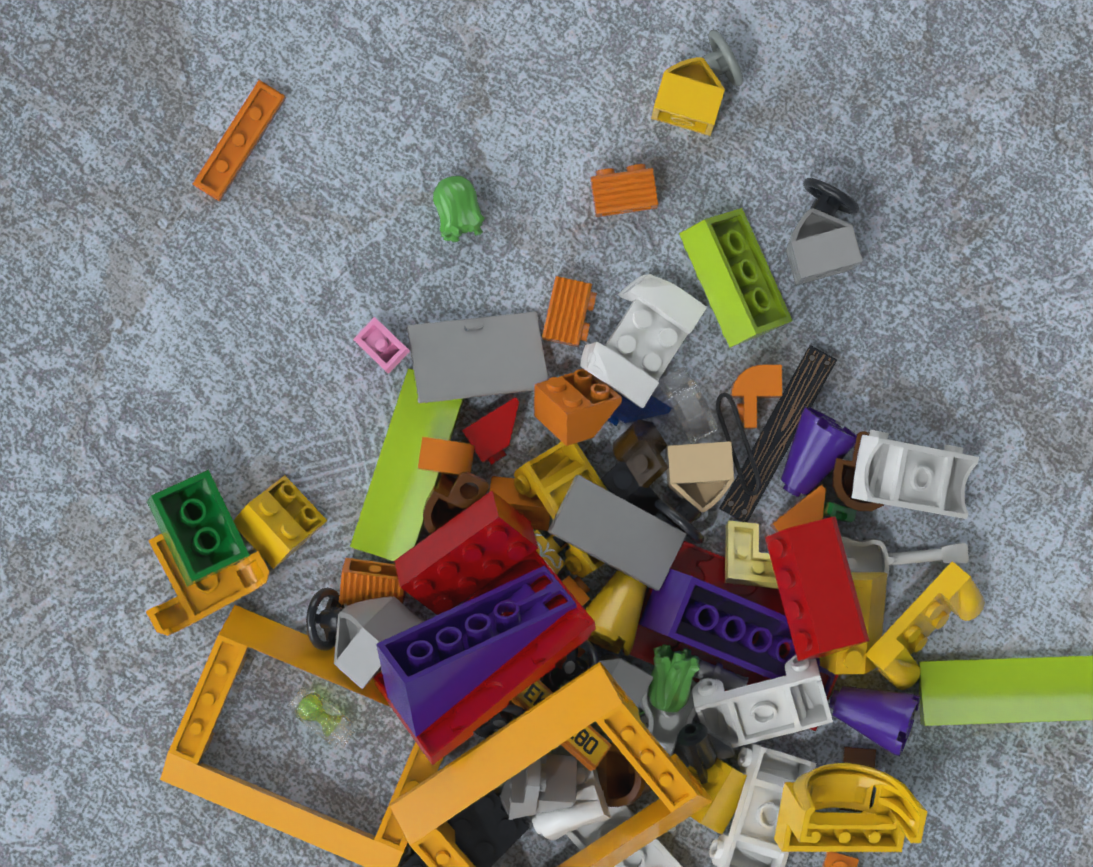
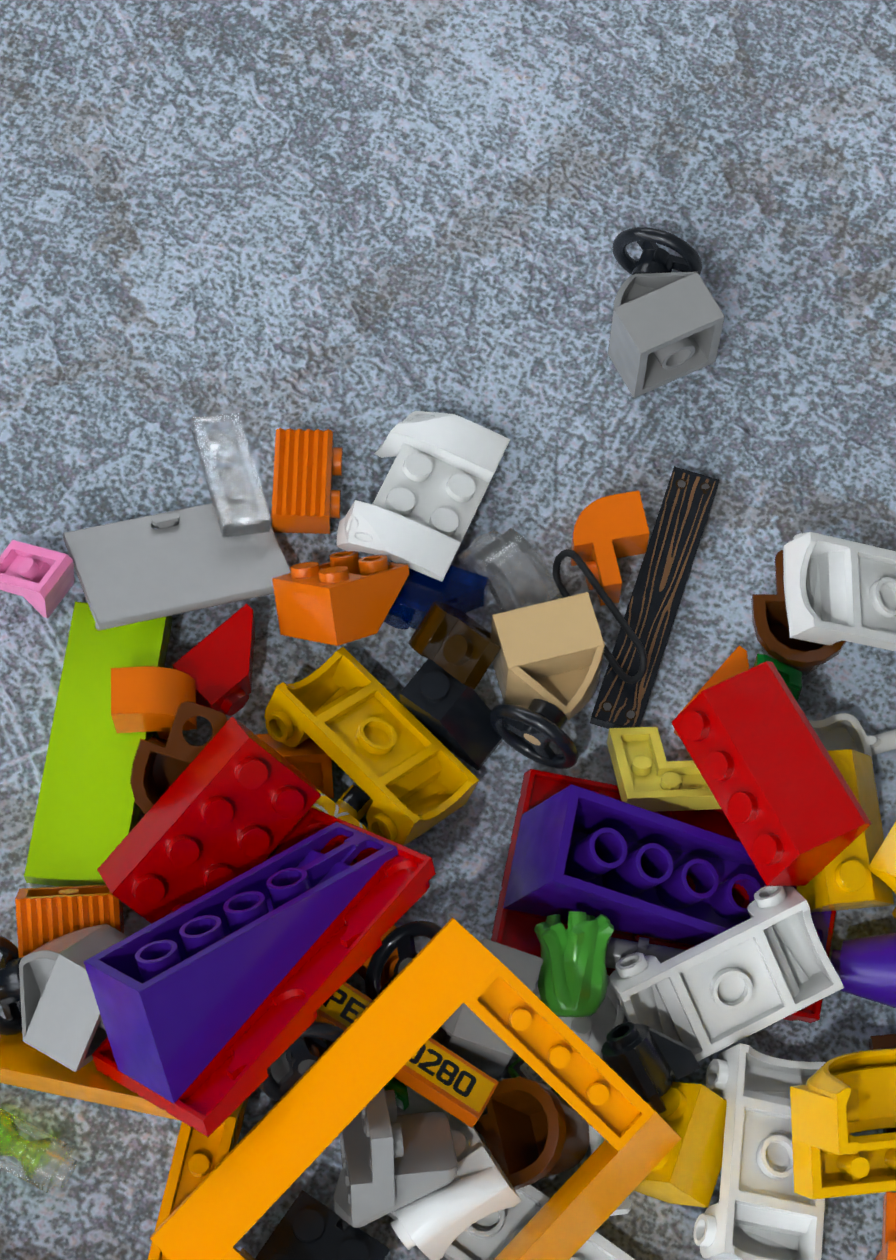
camera: 15 degrees left, 20 degrees down
(457, 208) = (114, 369): bright green piece -> none
(521, 300) = (230, 475): none -> clear plate
(617, 532) = (441, 762): light grey tile -> none
(617, 613) = (466, 882): yellow cone -> none
(623, 191) = (355, 309): orange brick -> none
(691, 91) = (428, 156): yellow piece -> none
(735, 277) = (541, 394): lime slope -> none
(814, 451) = (717, 602): dark purple cone -> none

